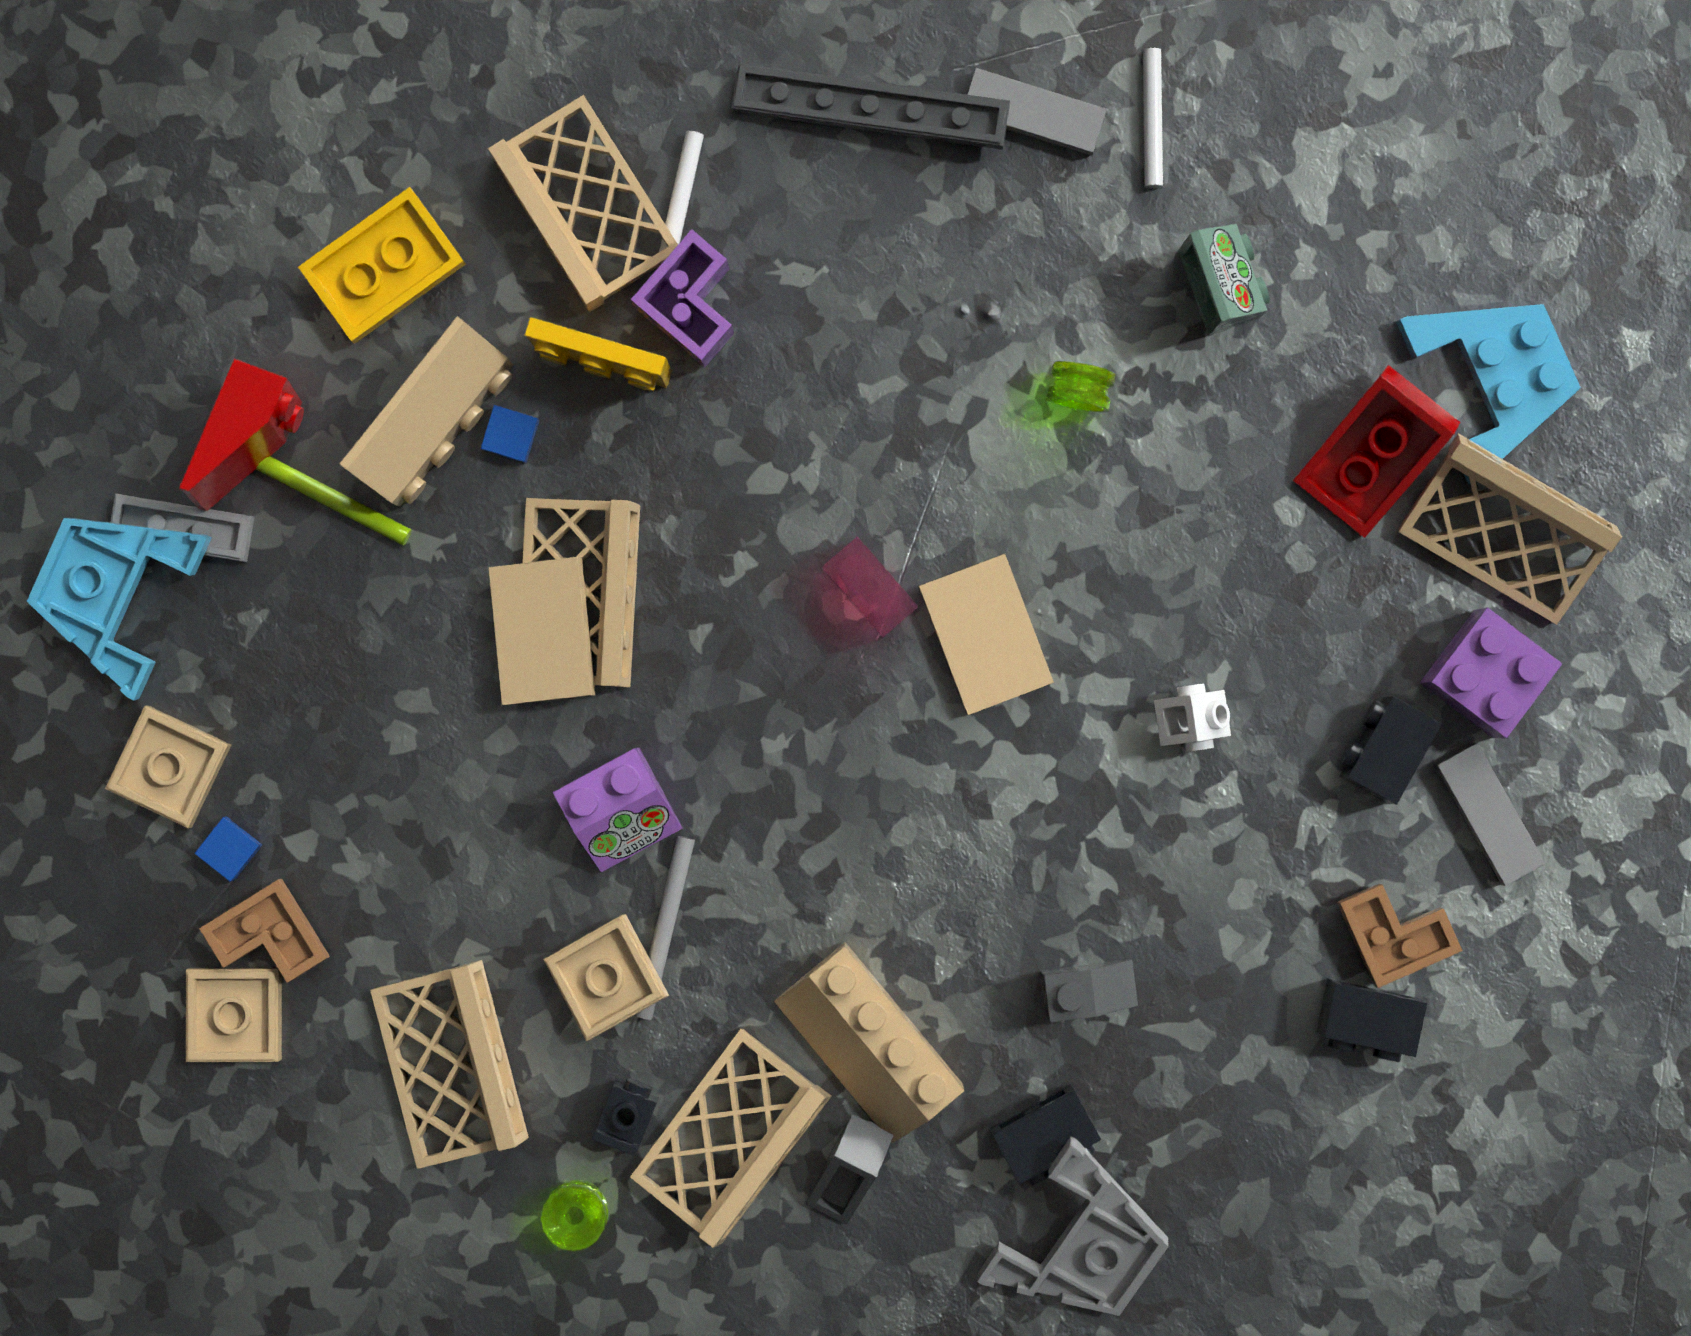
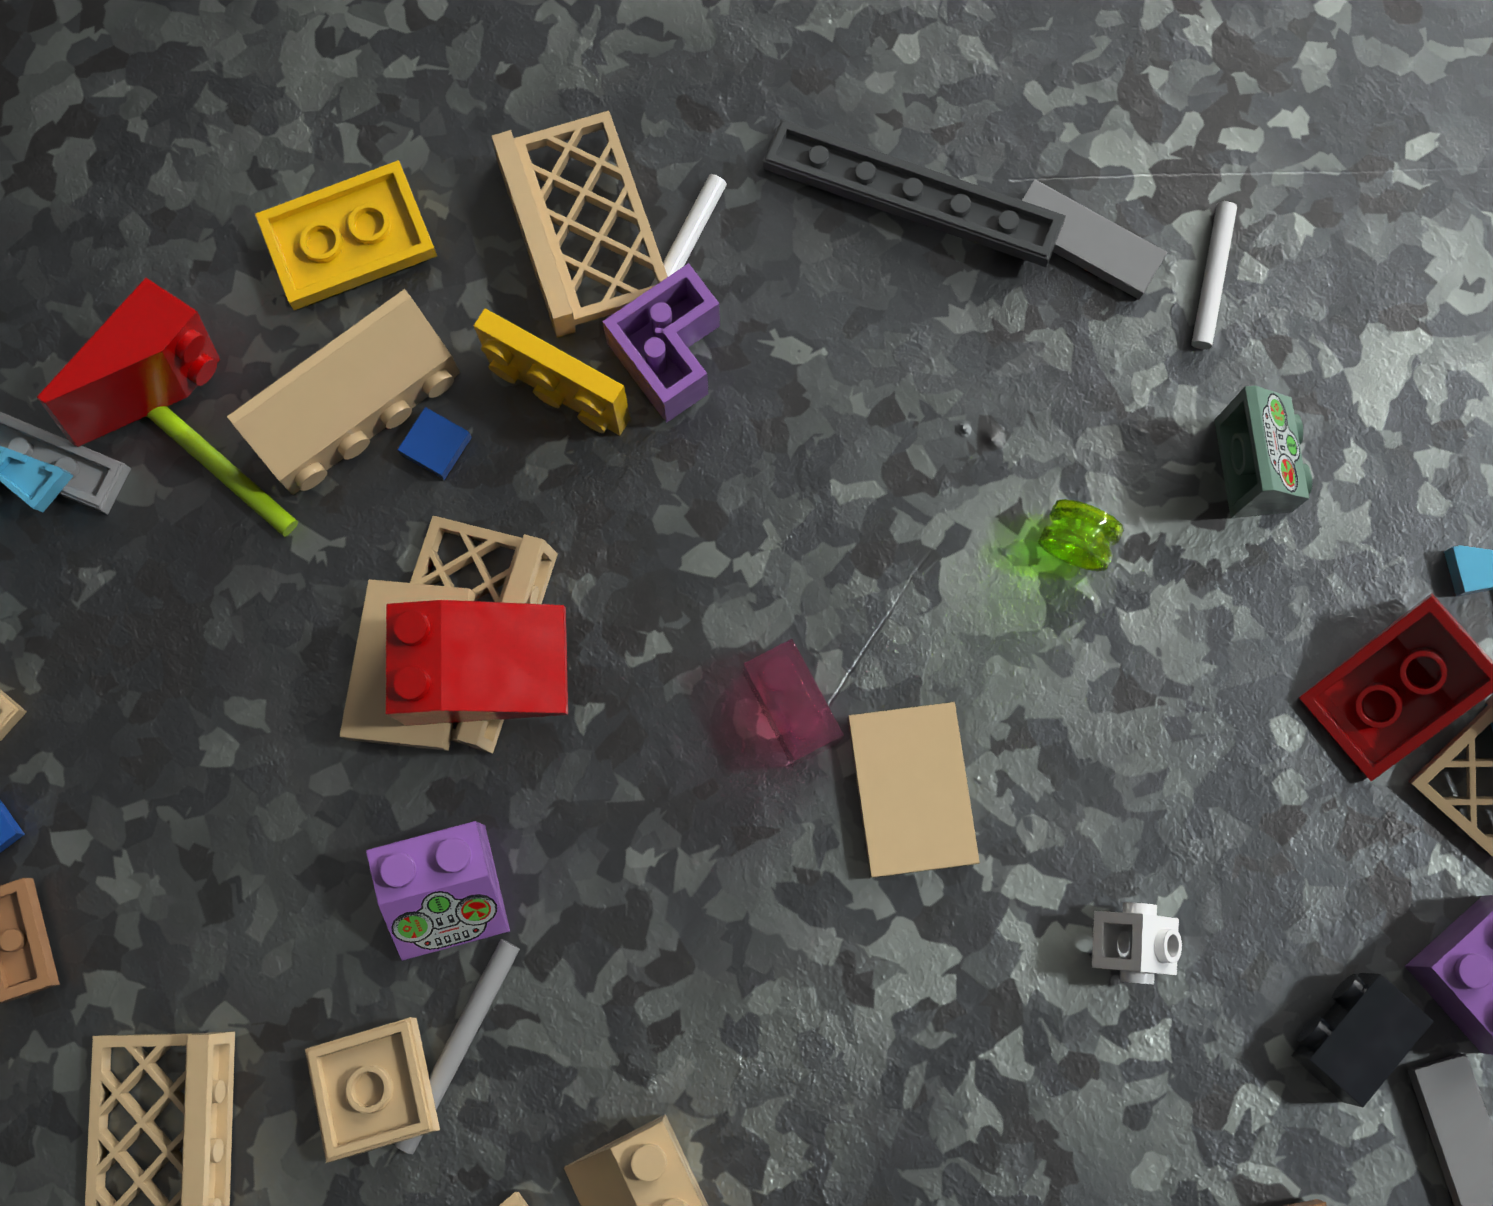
camera: 10 degrees right, 10 degrees down
(602, 618) = (475, 661): none -> red slope

